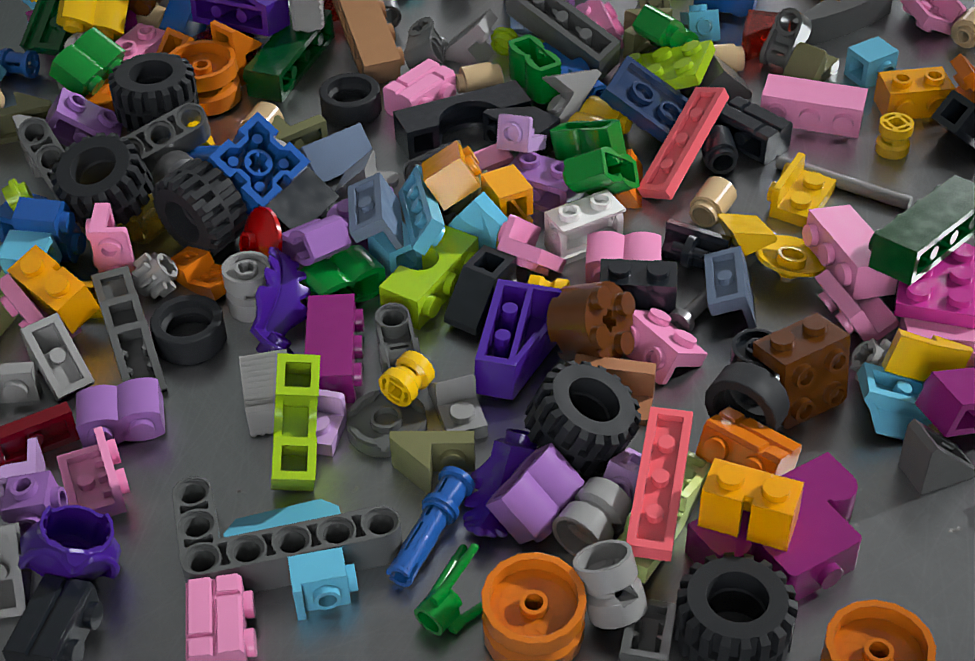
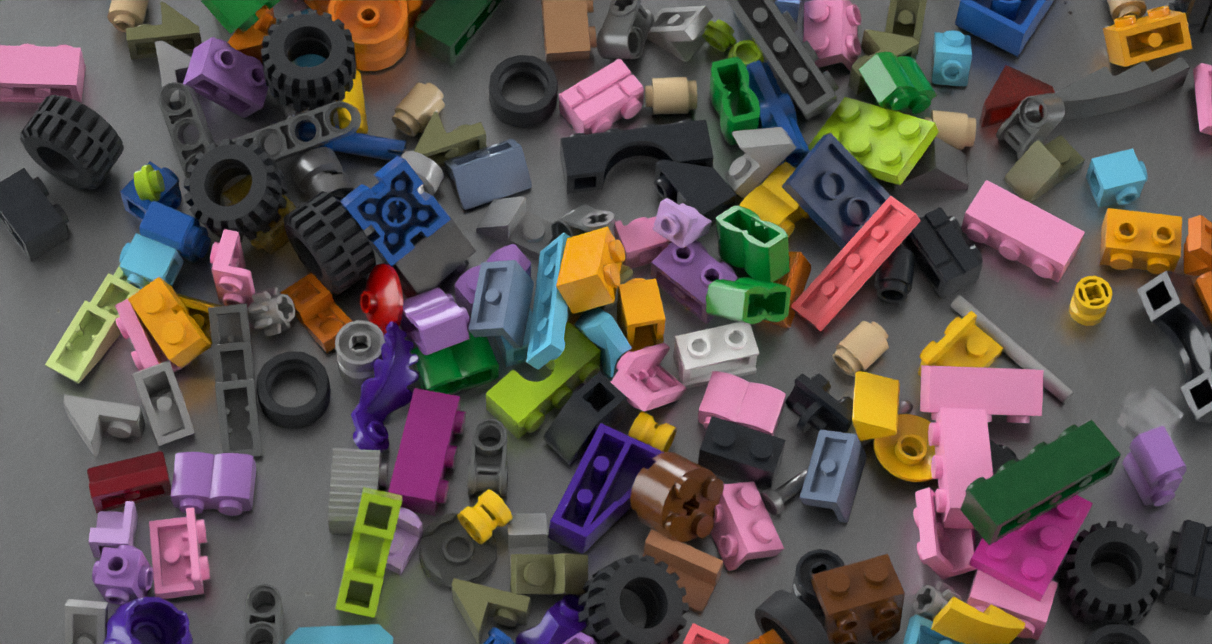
camera: 10 degrees right, 20 degrees up
(486, 412) = (549, 574): none -> olive slope
(865, 191) = (998, 390): none -> bright pink brick

